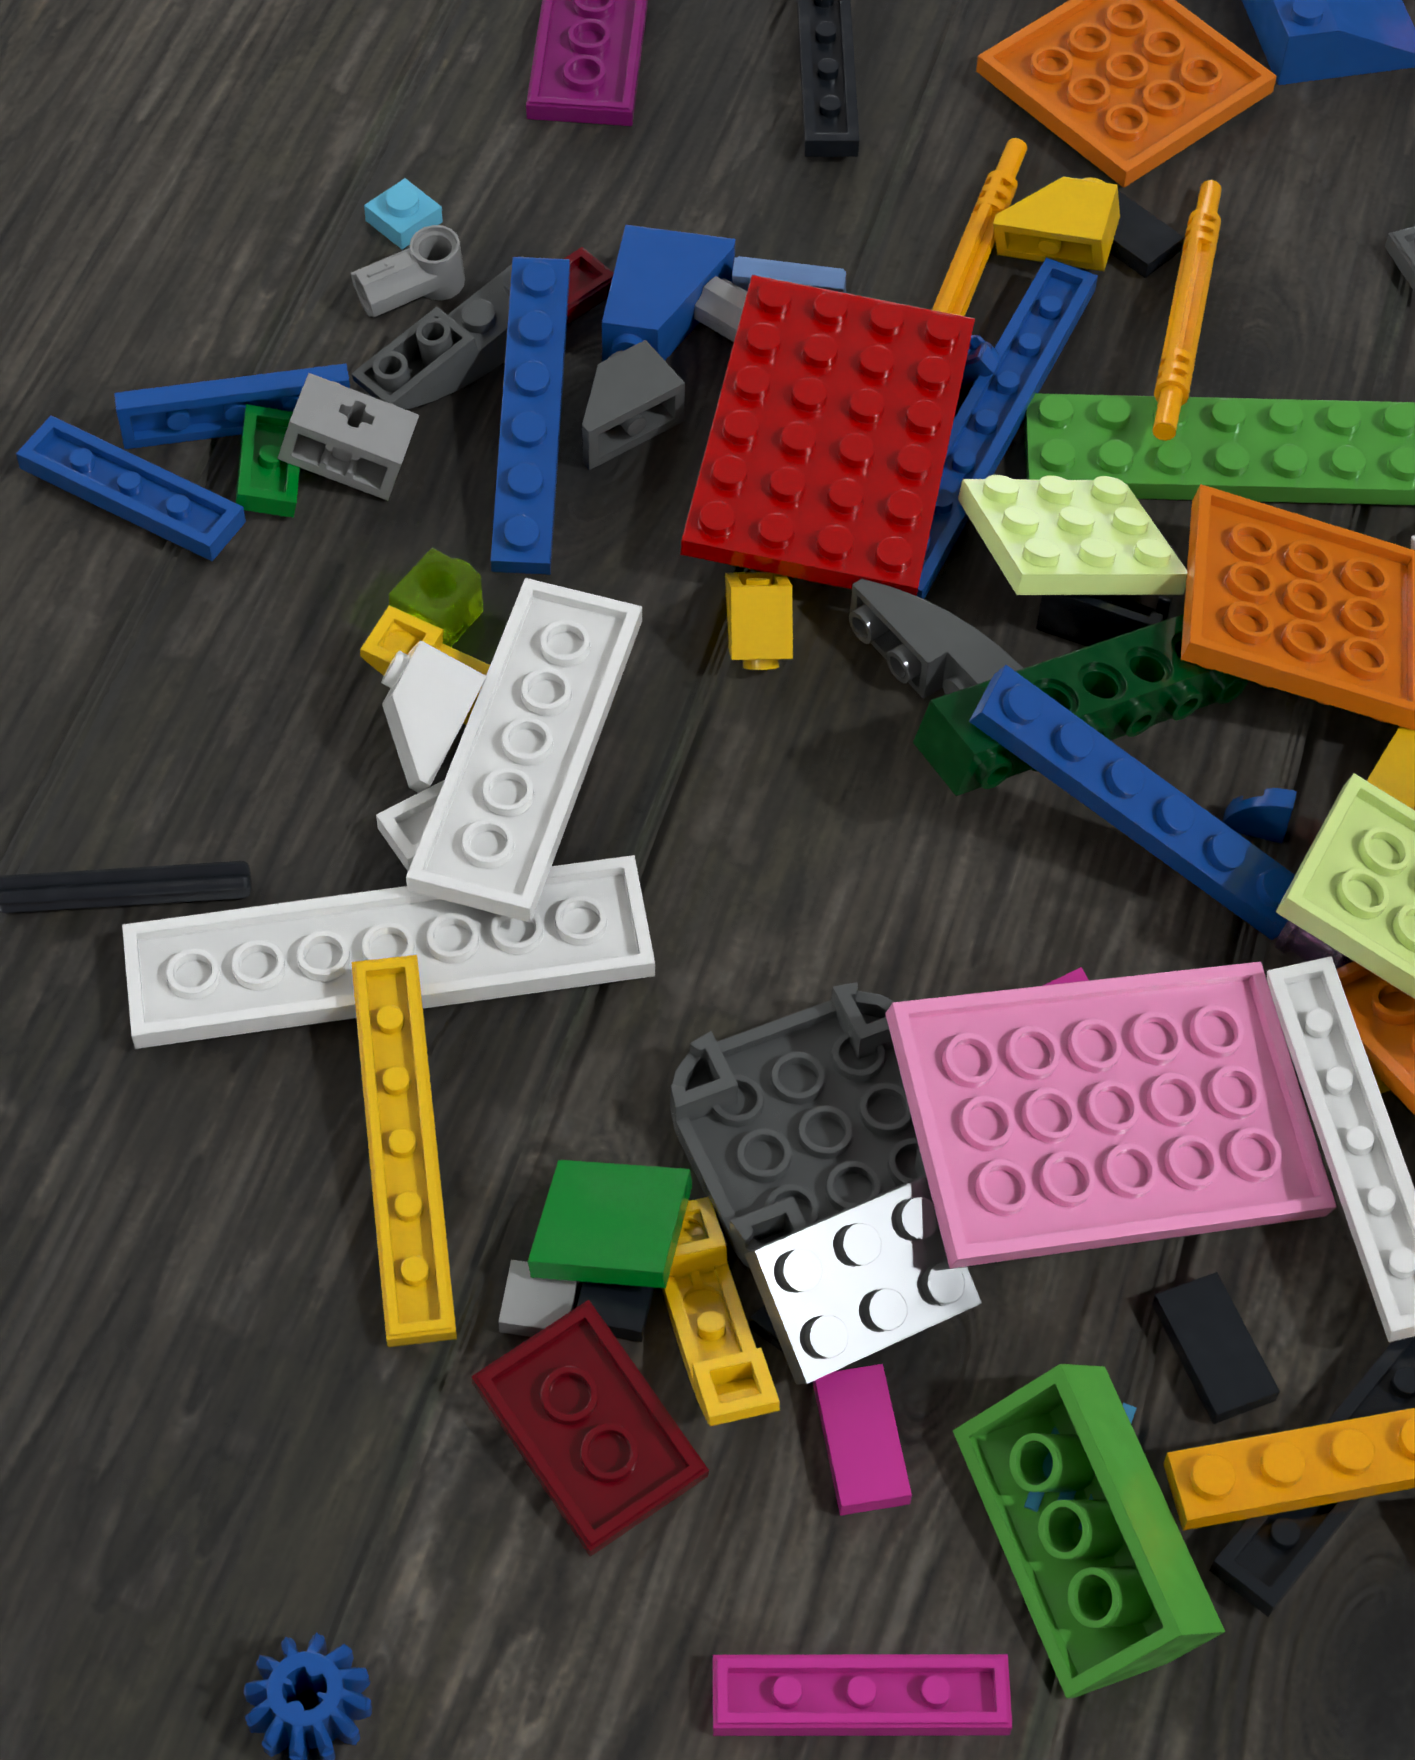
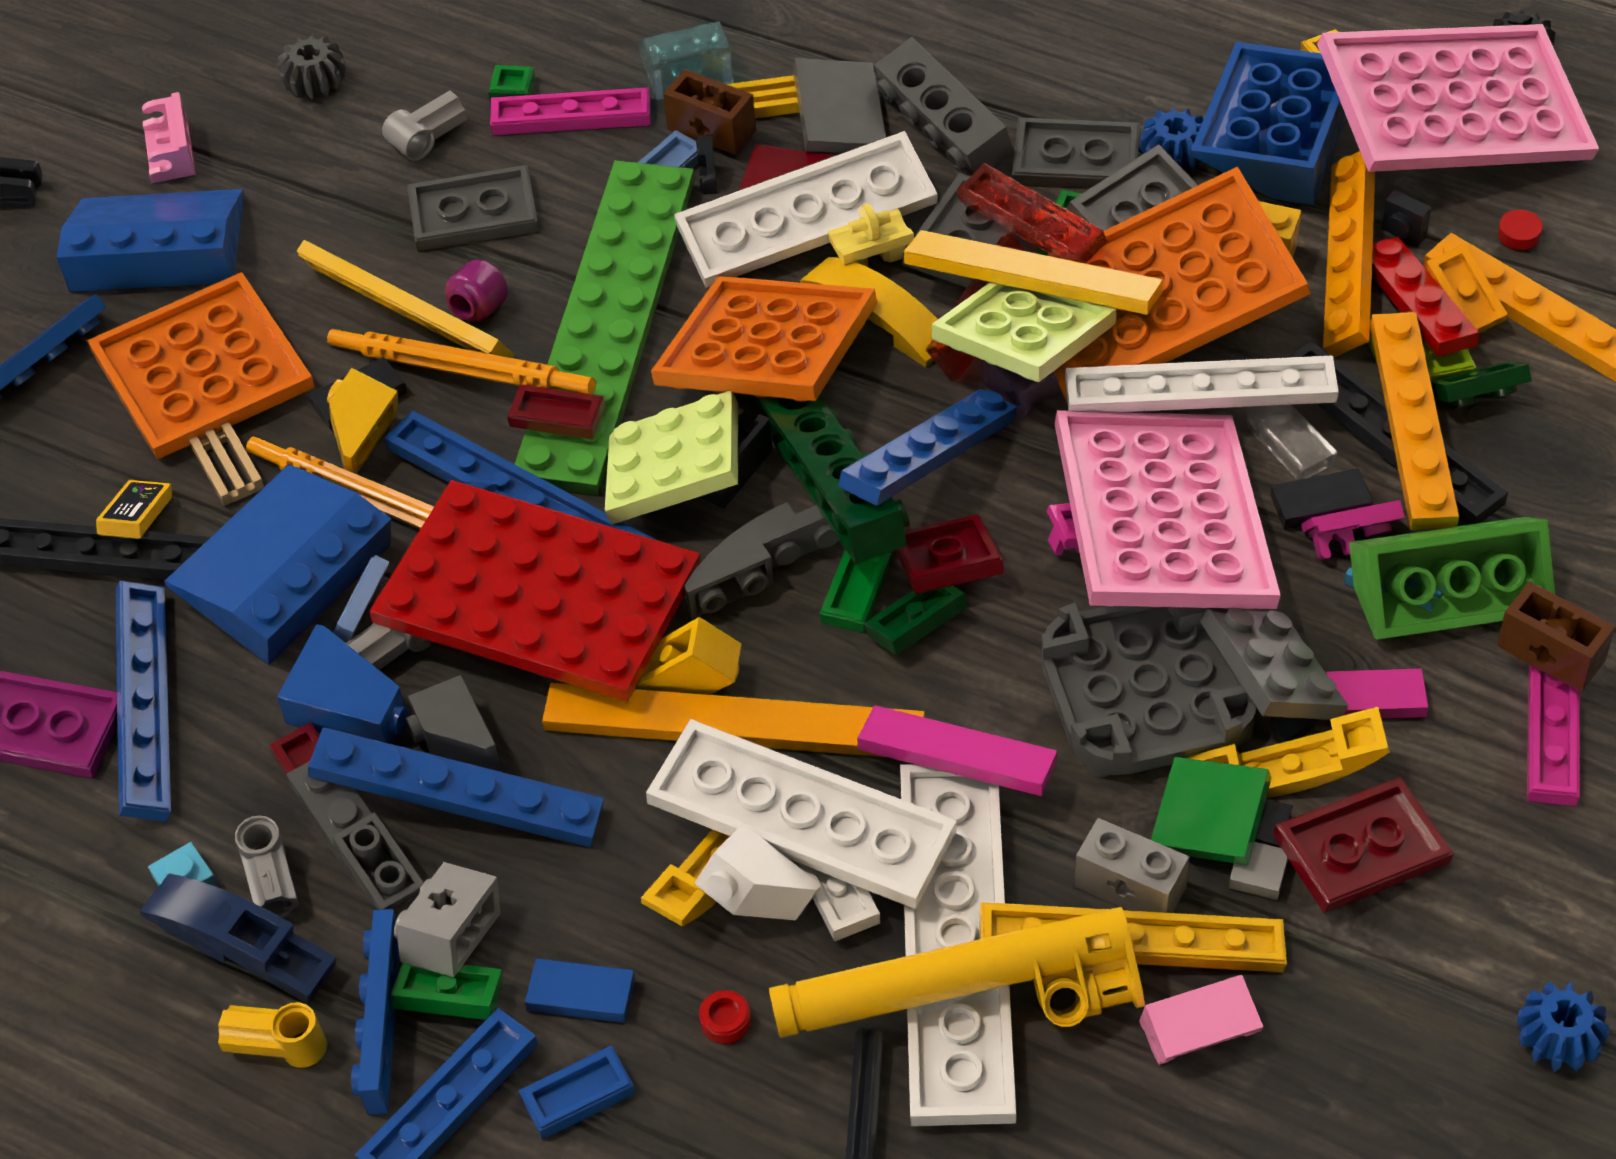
camera: 75 degrees left, 5 degrees down
(155, 607) = (577, 1092): none -> blue tile
(201, 323) = (273, 1033): none -> yellow piece
(263, 733) = (725, 1017): none -> red tile
(281, 1237) = (1200, 1019): none -> bright pink hinge
(286, 588) = (580, 990): none -> blue tile
(310, 265) = (239, 931): none -> dark blue slope
(326, 1055) = (1078, 953): none -> yellow piece
(441, 593) = (623, 856): clear neon green brick -> none
(499, 1134) = (1130, 869): none -> light grey brick
(625, 127) = (142, 702): none -> blue tile
(656, 912) = (958, 750): none -> dark pink tile
(690, 704) = (666, 714): none -> light orange tile
(833, 199) = (282, 560): none -> blue slope
(885, 58) = (134, 509): none -> tile
(885, 849) = (915, 617): none -> dark green plate
(908, 784) = (854, 592): none -> green tile
(967, 1661) = (1555, 636): none -> reddish brown brick
(978, 126) = (215, 441): none -> tan tile
(994, 872) = (949, 554): none -> dark red tile
(1124, 411) = (556, 411): none -> dark red tile
(1157, 1370) = (1373, 520): none -> dark pink plate
(1262, 815) = (925, 399): blue tile -> none
(1271, 241) = (400, 301): none -> yellow tile
(1316, 304) = (476, 291): none -> magenta head
(1316, 1304) = (1291, 440): none -> clear plate

